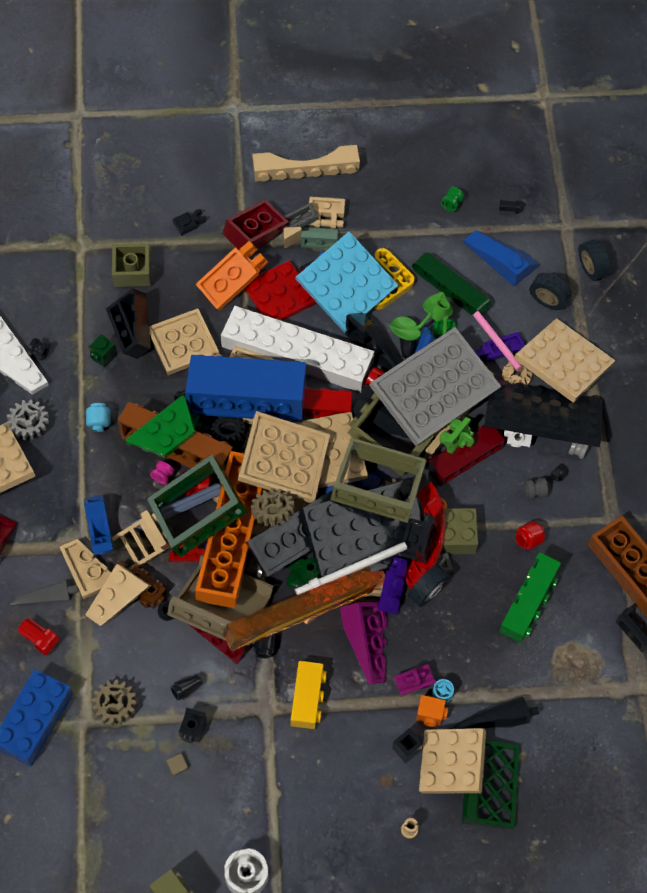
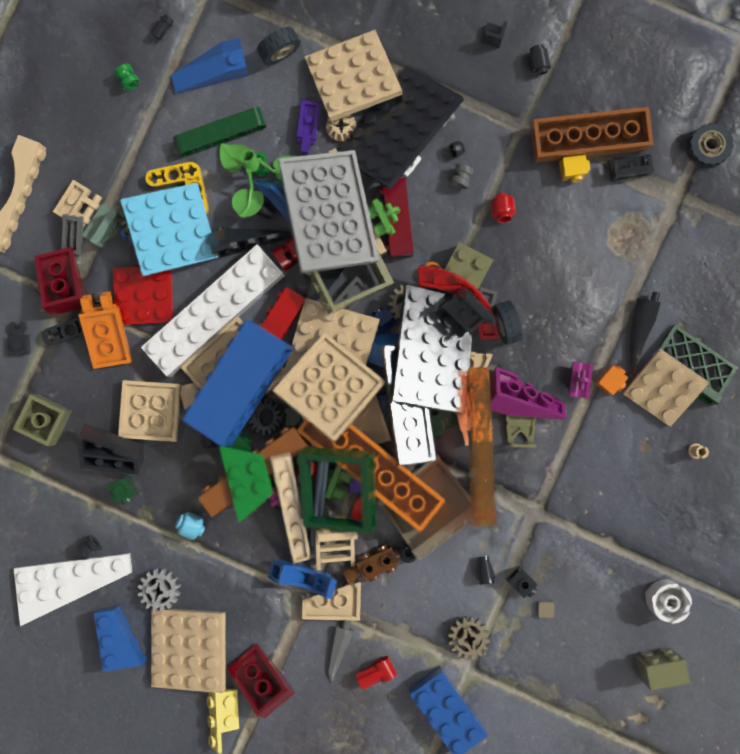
camera: 60 degrees left, 25 degrees up
(116, 594) = (375, 592): tan wing -> none
(175, 467) = (290, 507): none -> tan tile
(195, 514) = (334, 482): none -> bright green hips
(215, 246) = (59, 339): none -> black beam
(272, 507) = (381, 432): dark tan gear -> none
(291, 235) = (87, 252): tan slope -> none
(307, 695) = (545, 474): yellow brick -> none
(342, 649) = (519, 424): none -> olive piece
(352, 568) = (464, 422): white bar -> none
(372, 501) = (381, 289): olive window -> none
(393, 586) = (491, 353): dark purple hinge -> none
(407, 745) = (633, 417): black brick -> none
(445, 688) = (604, 361): medium azure wheel -> none
(496, 339) = (301, 125): bright pink bar -> none
(530, 597) = (560, 242): green wedge -> none
(604, 579) = (574, 168): none -> yellow brick

